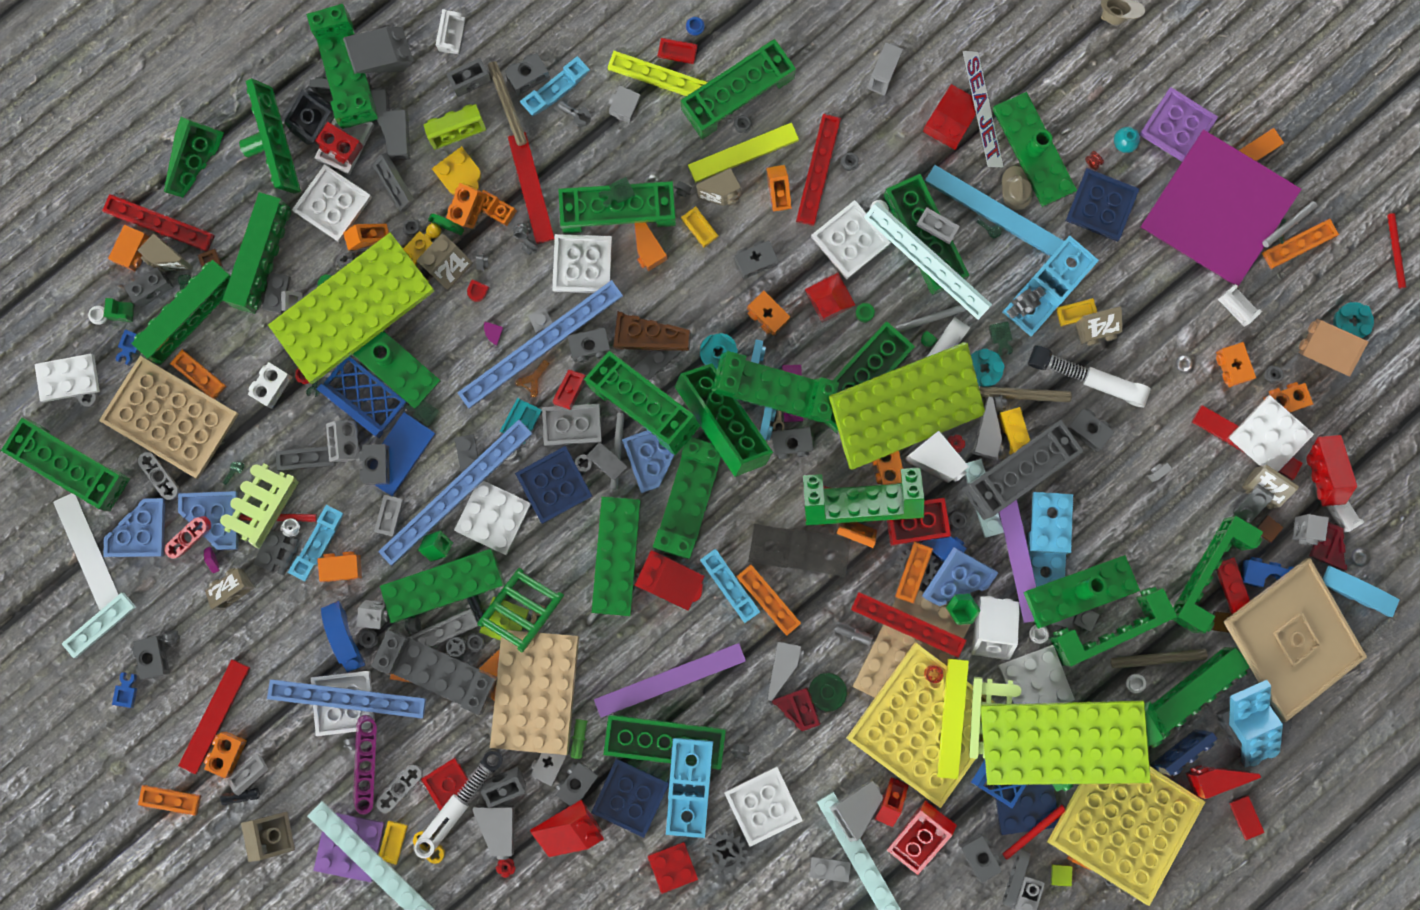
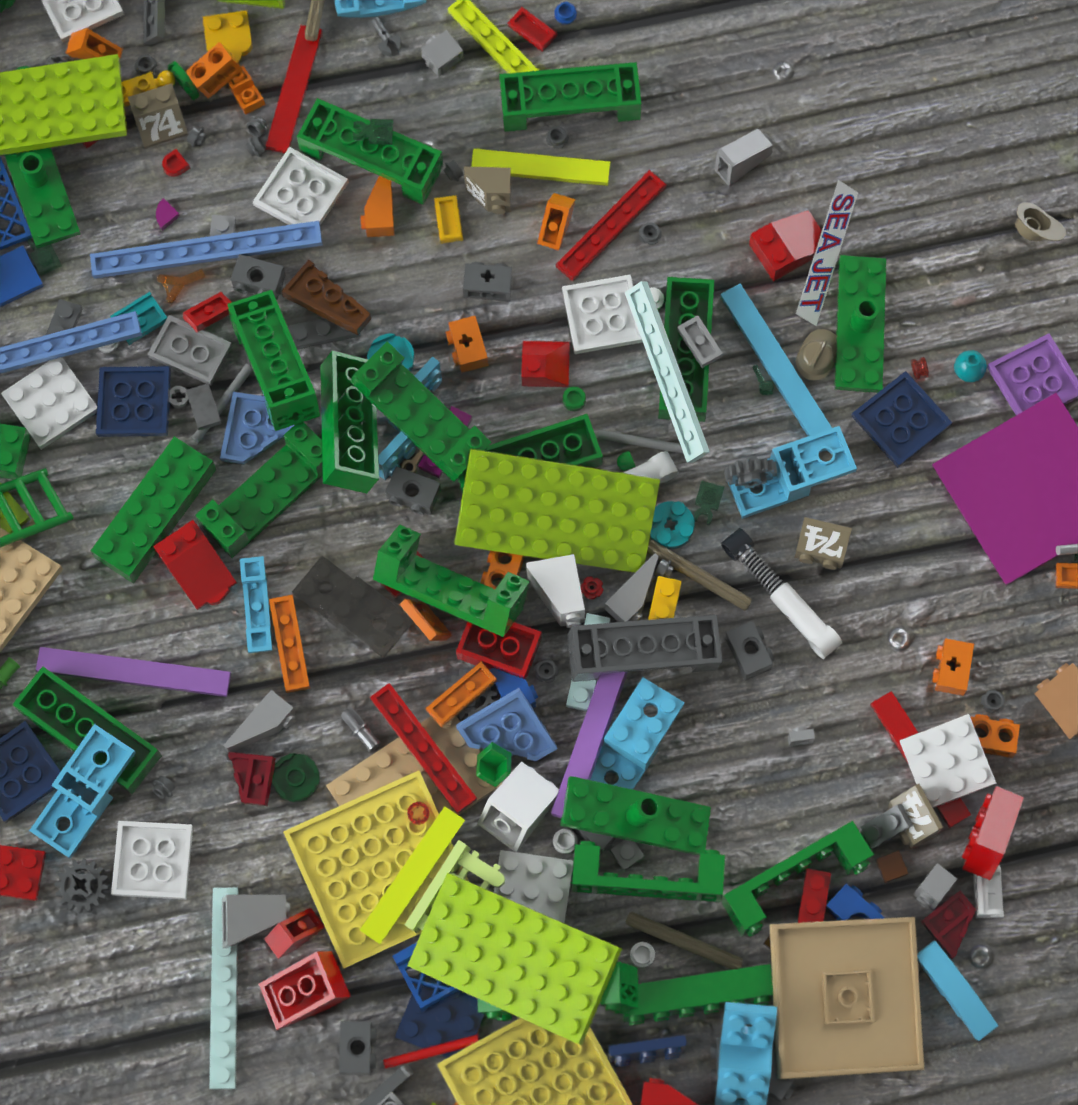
camera: 30 degrees right, 10 degrees down
(829, 869) = (184, 969): light grey plate -> none
(1073, 312) = (795, 515): yellow tile -> none
(1239, 306) = (996, 605): white hinge -> none

